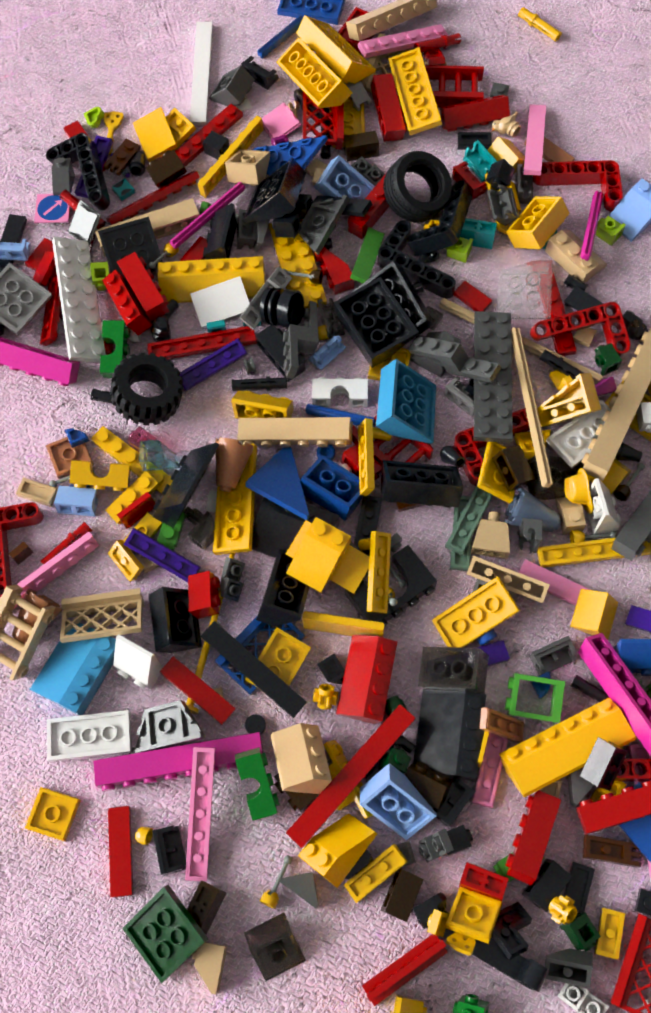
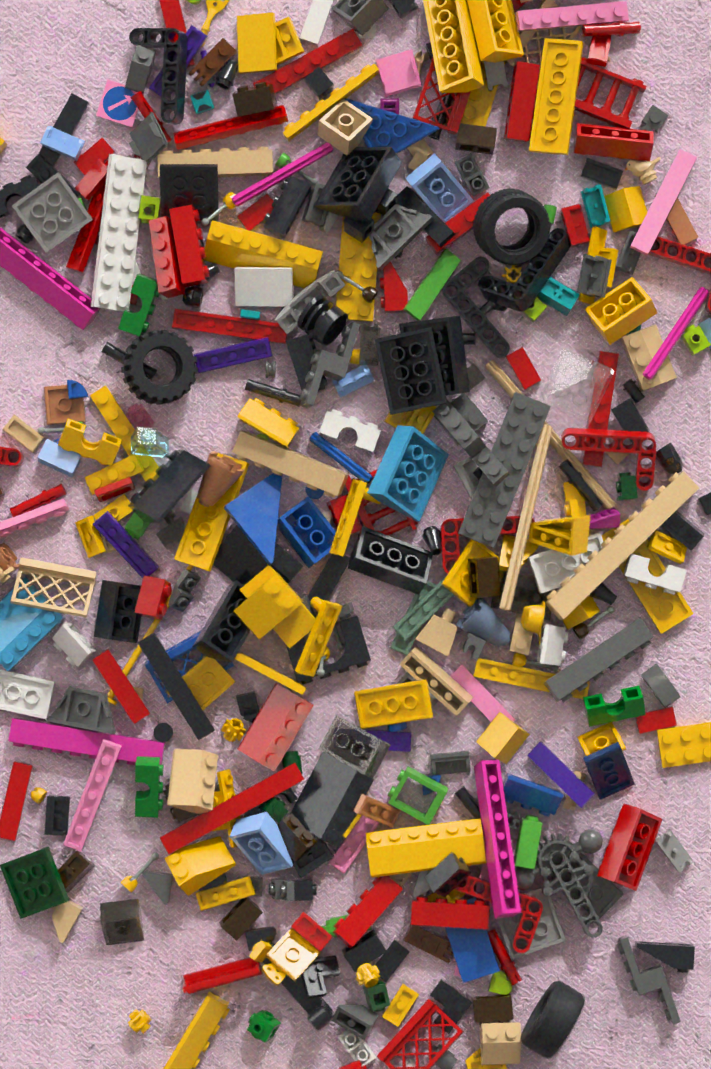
camera: 15 degrees right, 20 degrees up
(500, 174) = (605, 238): black brick -> none

